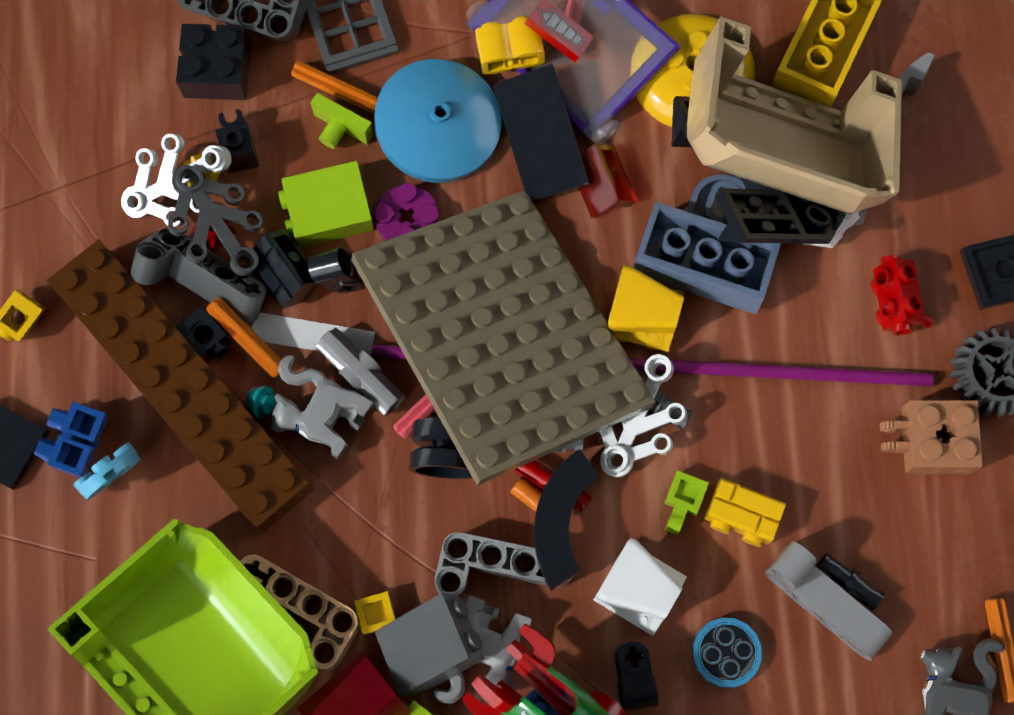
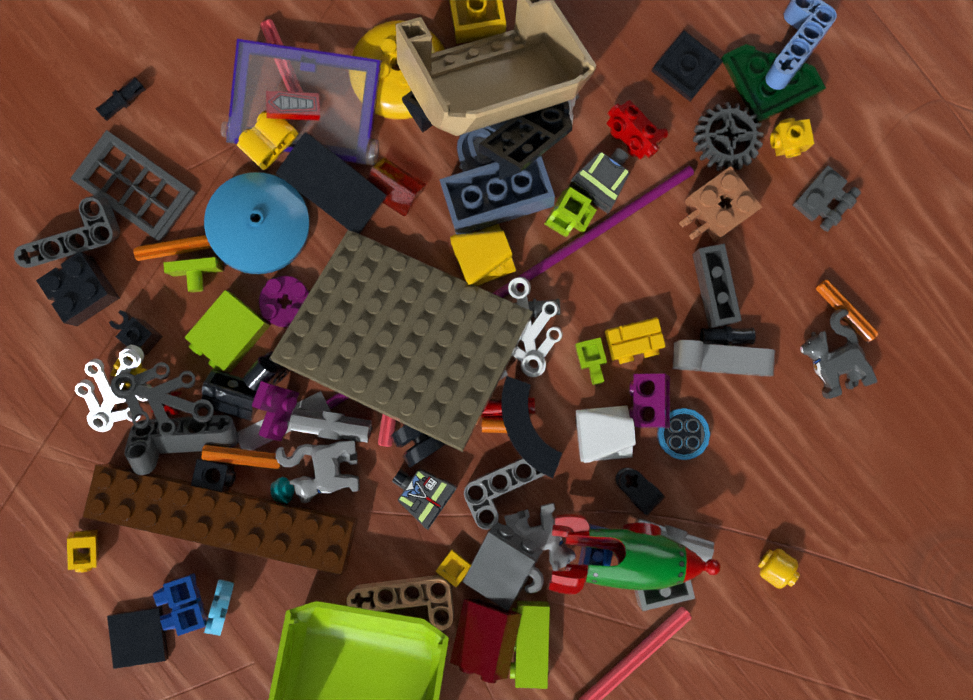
camera: 30 degrees left, 10 degrees up
(323, 314) = (279, 404): none -> magenta plate
(402, 512) = (423, 495): none -> torso
(724, 591) = (658, 400): none -> magenta brick
(770, 331) = (570, 212): none -> lime brick
(827, 322) = (602, 179): none -> dark grey torso
(874, 517) = (716, 286): none -> dark grey brick

